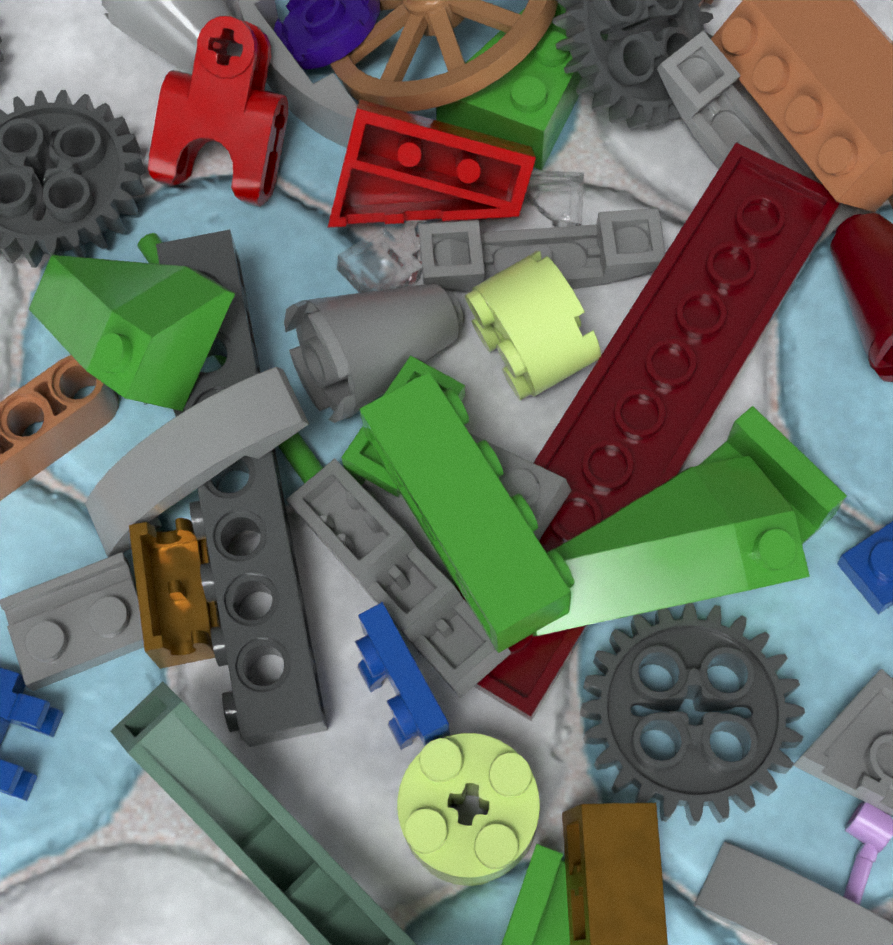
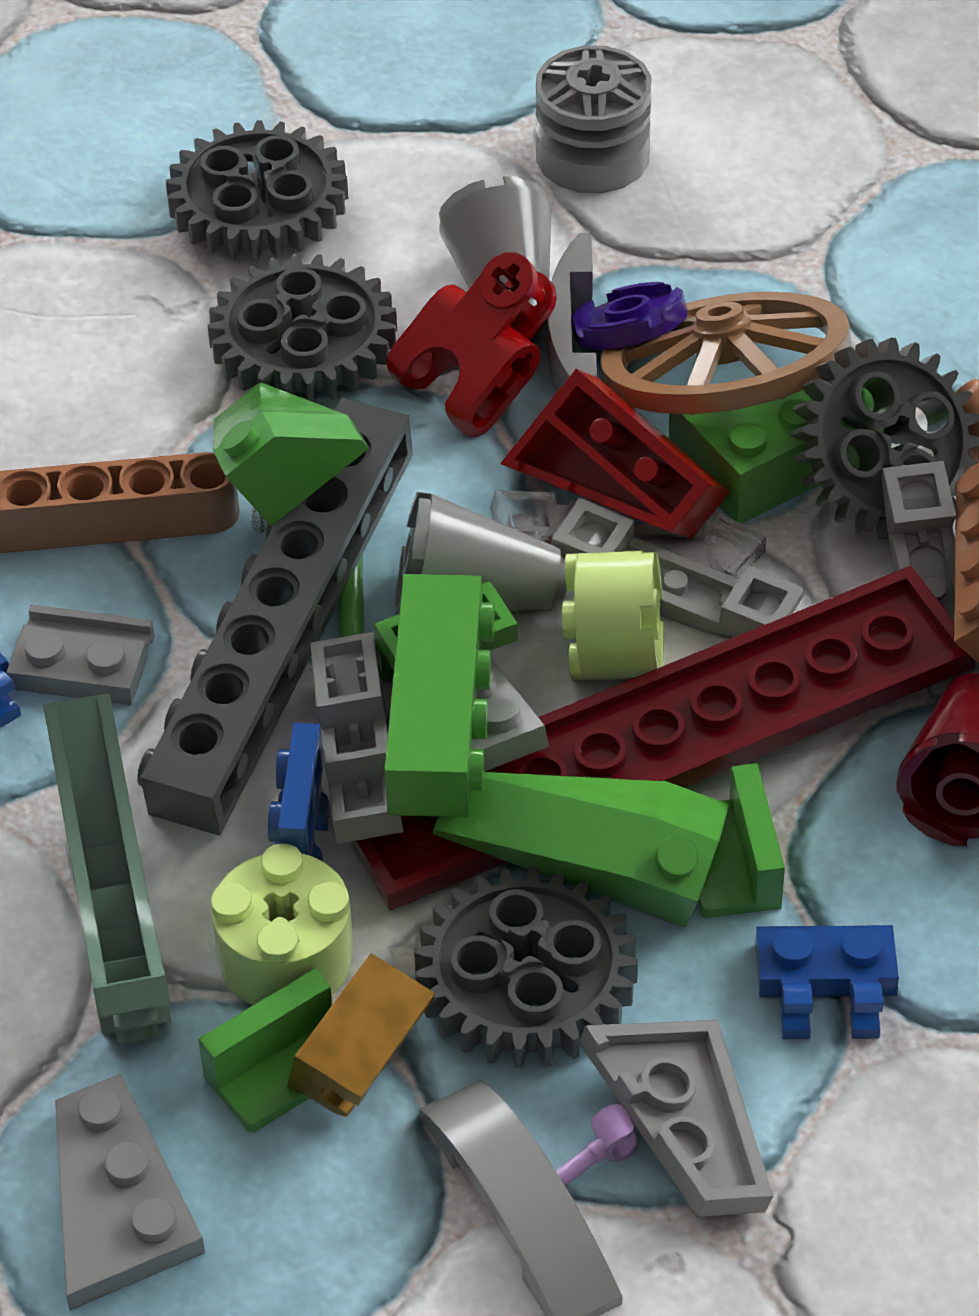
camera: 30 degrees right, 20 degrees down
(171, 594) = (161, 663): pearl gold hinge -> none
(192, 450) = (308, 545): light grey slope -> none

